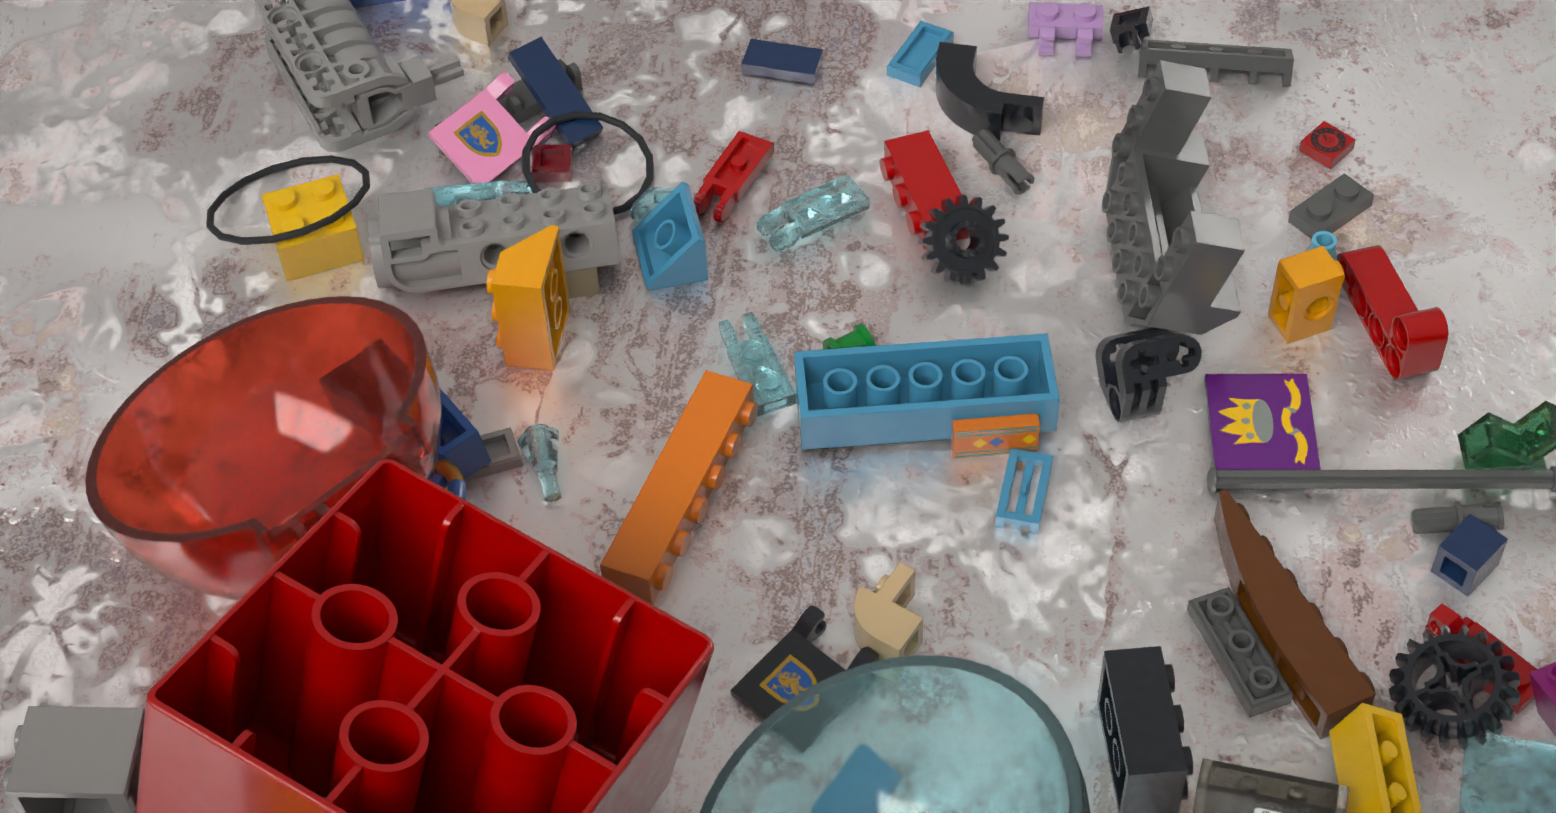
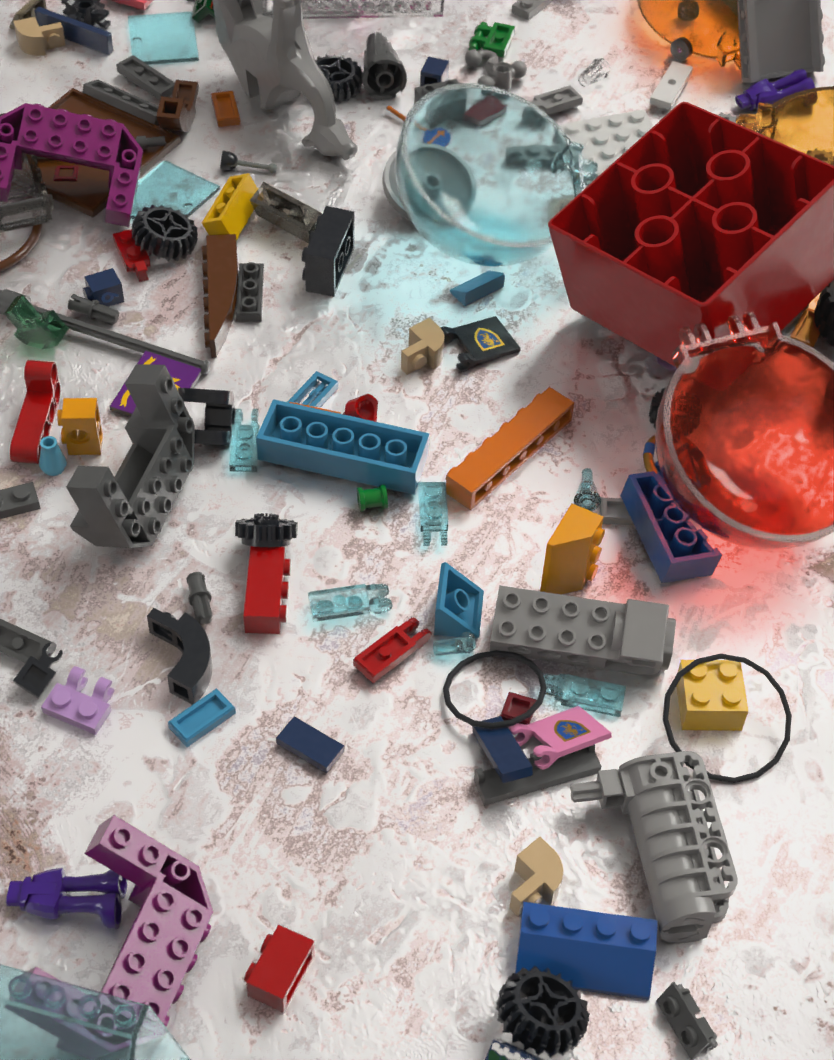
camera: 165 degrees left, 0 degrees up
(927, 462) = (362, 407): none -> red piece
(1081, 387) = (243, 443): none -> clear light blue hinge

